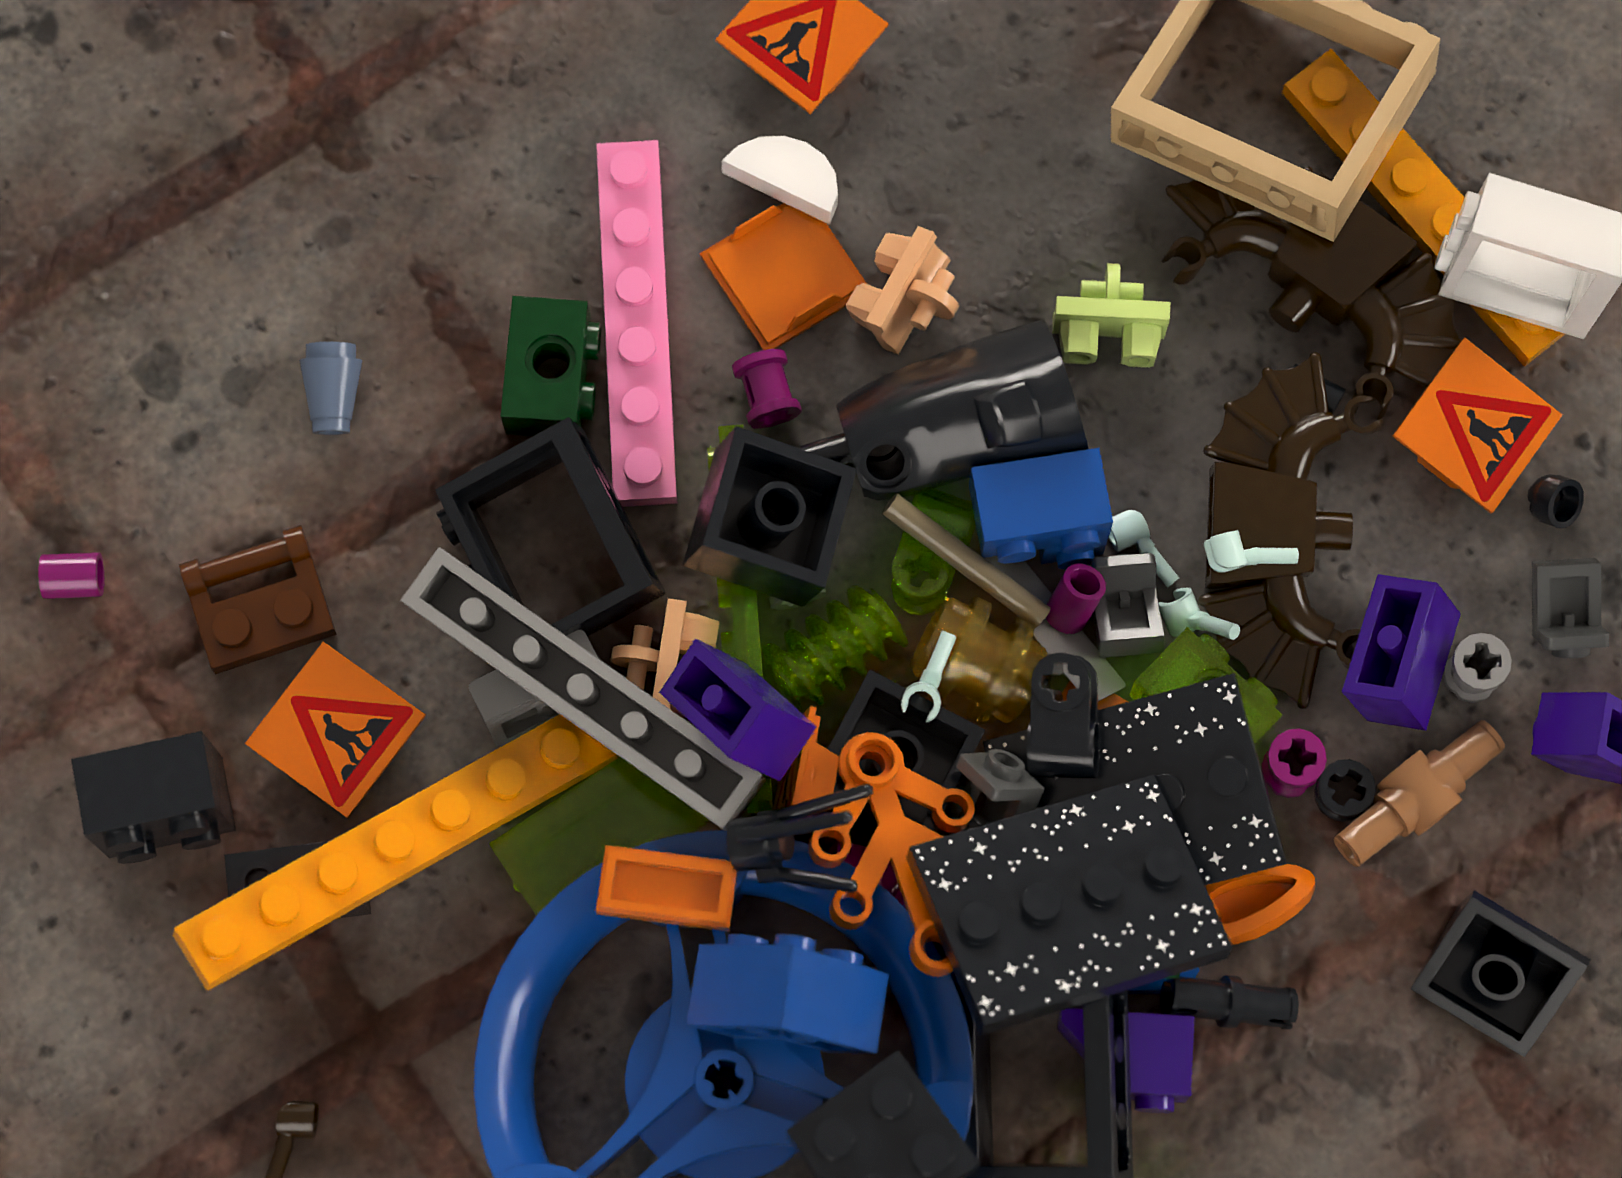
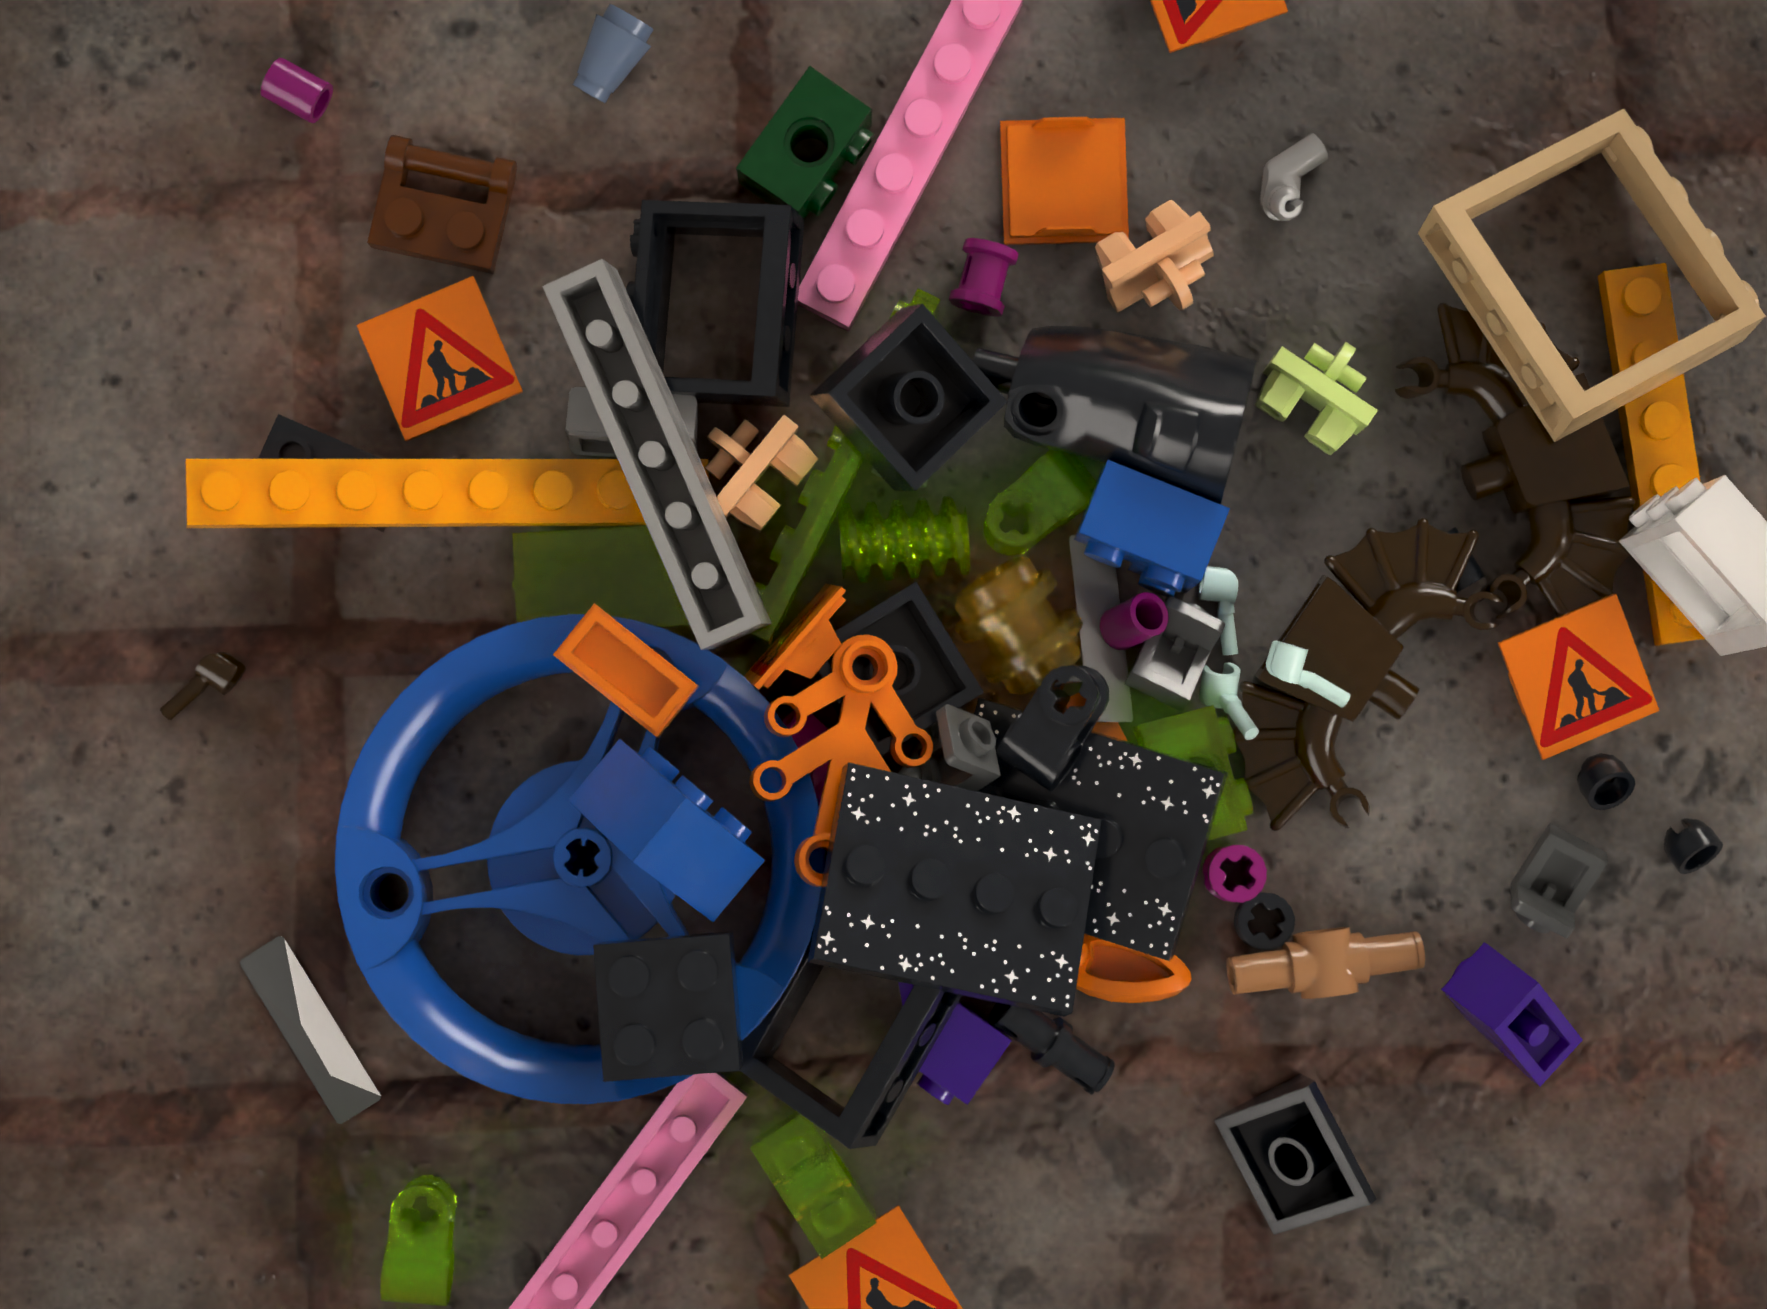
camera: 25 degrees right, 10 degrees up
(154, 797) = (248, 326): black brick -> none
(737, 710) = (776, 553): dark purple brick -> none
(768, 839) = (733, 683): black plant -> none
(788, 172) = (1119, 94): white tile -> none
(932, 674) = (963, 621): light aqua hand -> none
(966, 560) = (1058, 534): dark tan bar -> none
(969, 162) = (1283, 177): none -> light grey arm
(1401, 652) = (1385, 835): dark purple brick -> none
(1490, 654) = (1461, 878): light grey bush -> none

